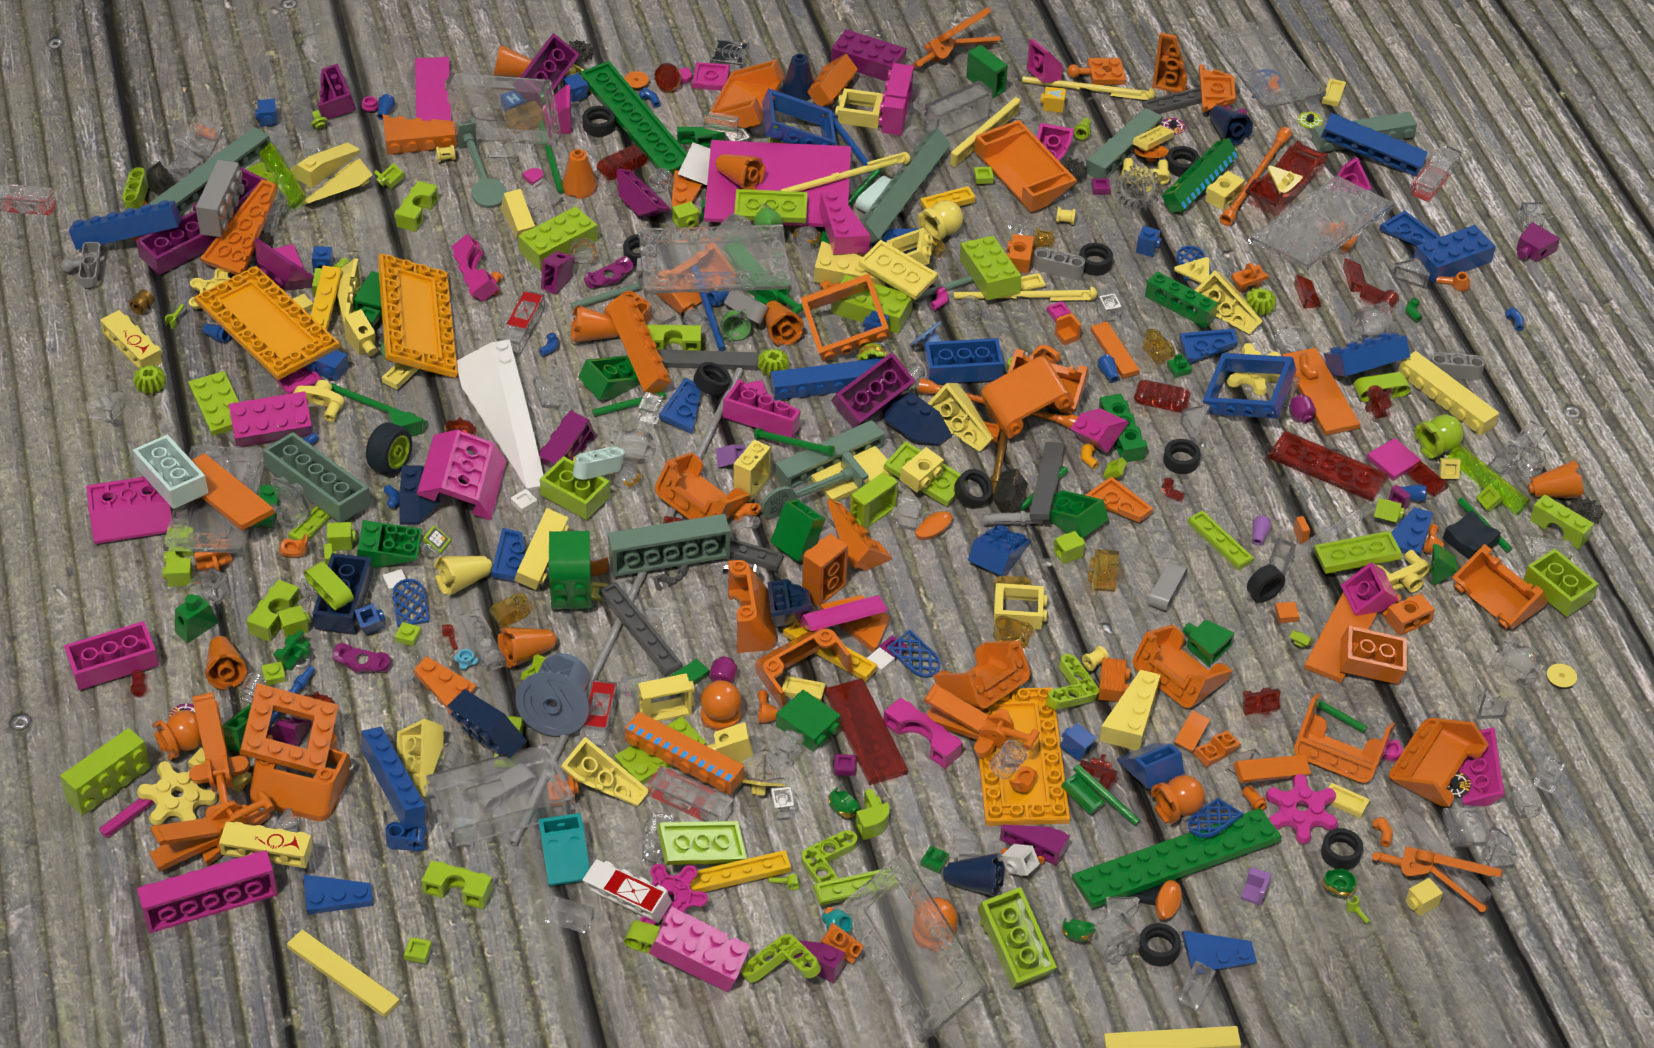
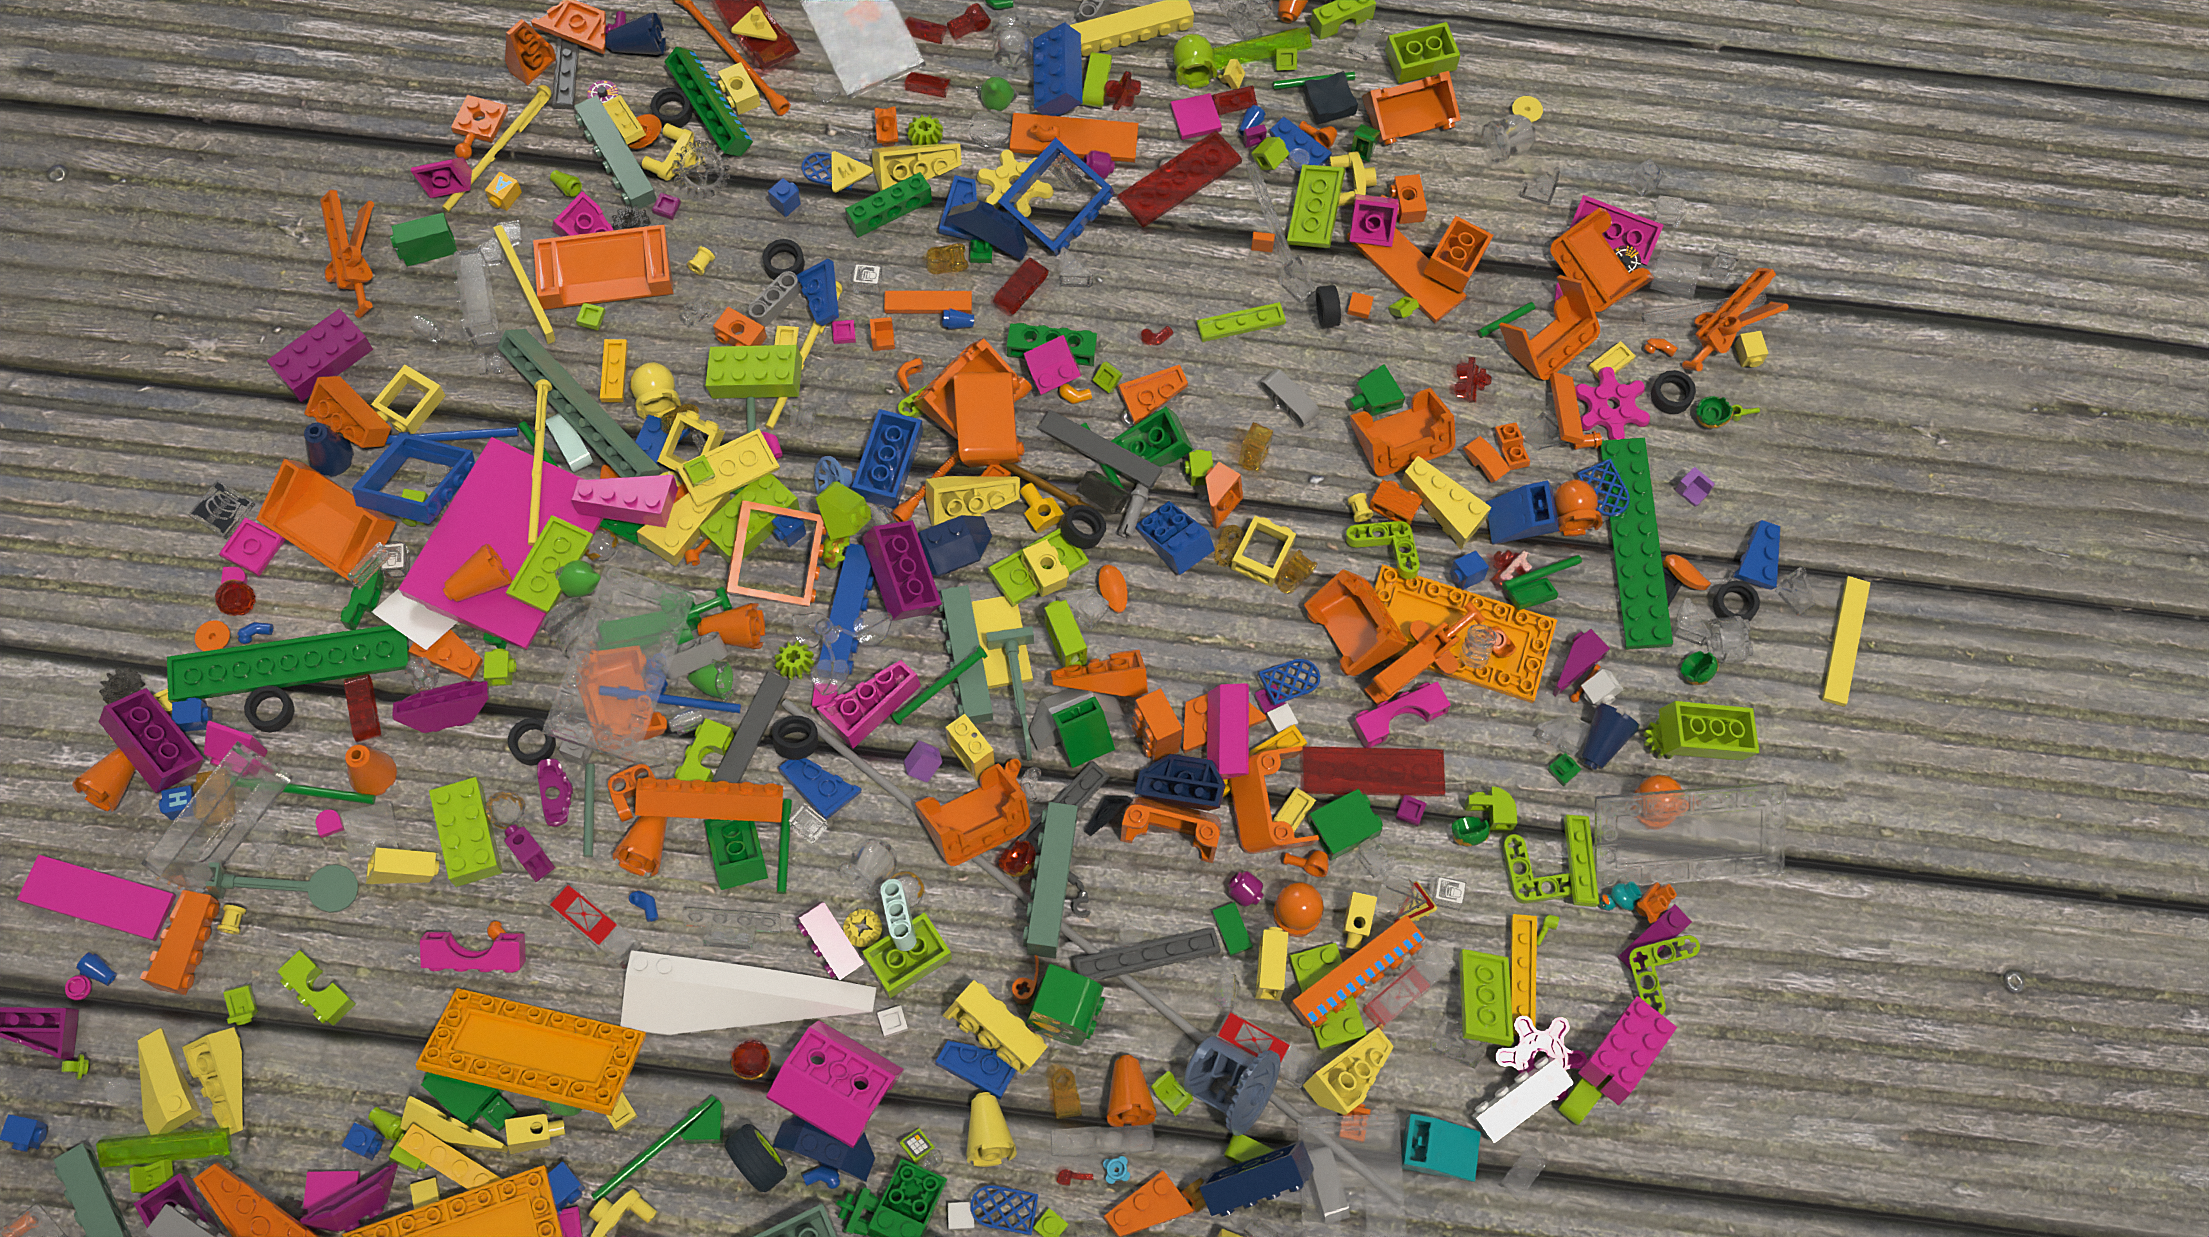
camera: 70 degrees left, 20 degrees up
(374, 515) = (863, 1201): none -> green hips
(796, 358) = (810, 628): none -> clear plant
(882, 249) = (699, 470): none -> lime plate
(896, 99) = (417, 350): dark pink piece -> none
(900, 338) = (842, 510): none -> lime slope
(976, 460) = (1038, 505): none -> yellow piece
(1043, 239) = (731, 297): clear yellow piece -> none
(1048, 561) = (1224, 492): none -> orange slope
(1079, 283) = (820, 289): none -> blue wing
(1178, 466) = (1121, 292): black tyre -> none
(1200, 359) = (990, 225): none -> dark blue wedge
(1261, 527) = (1245, 278): medium lavender cone -> none
(1325, 331) = (996, 93): none -> bright green hat
(1397, 529) = (1297, 158): none -> clear tile

